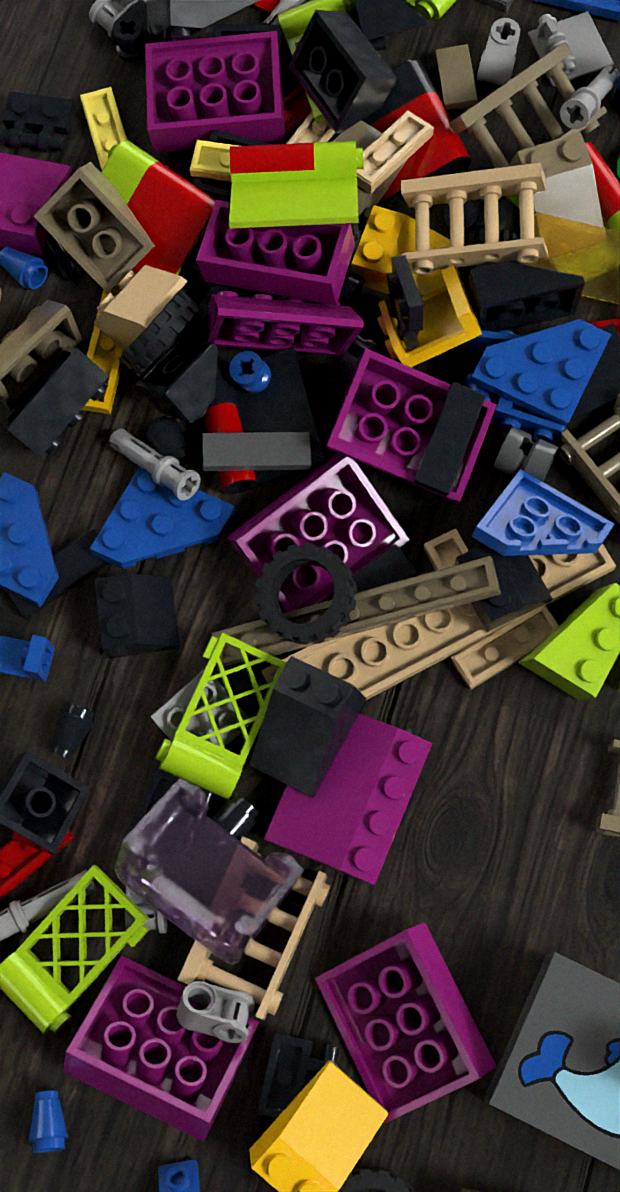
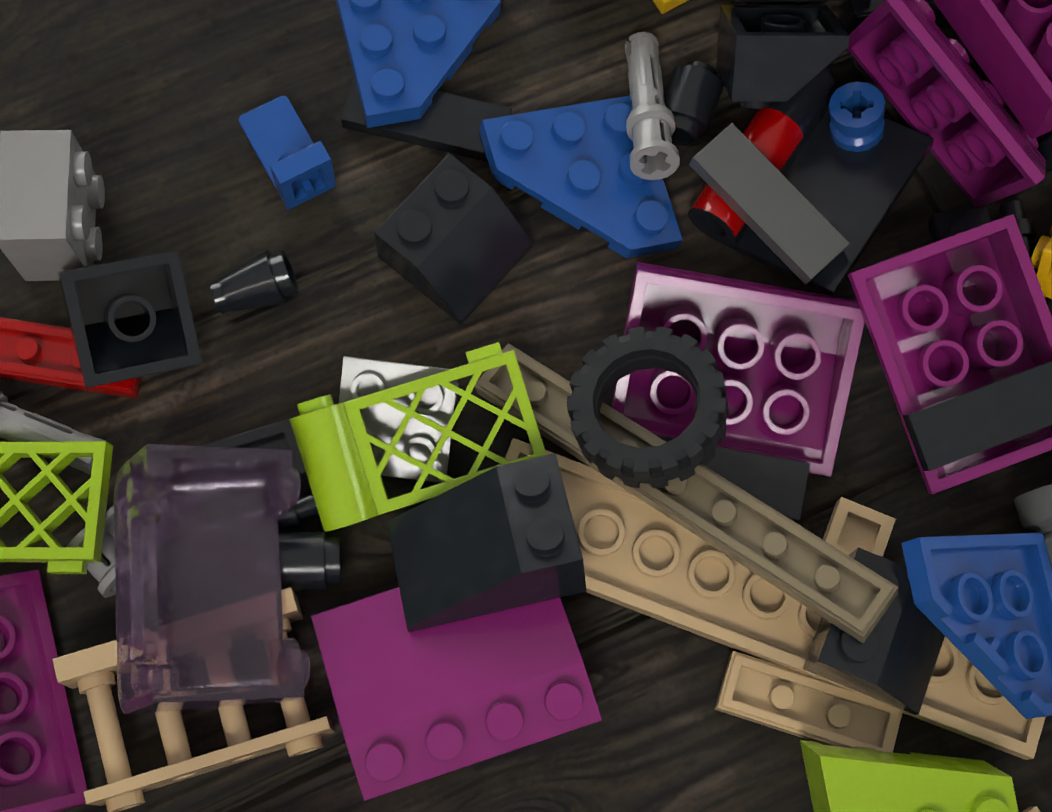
camera: 35 degrees right, 0 degrees up
(218, 1011) = (53, 744): light grey piece -> none

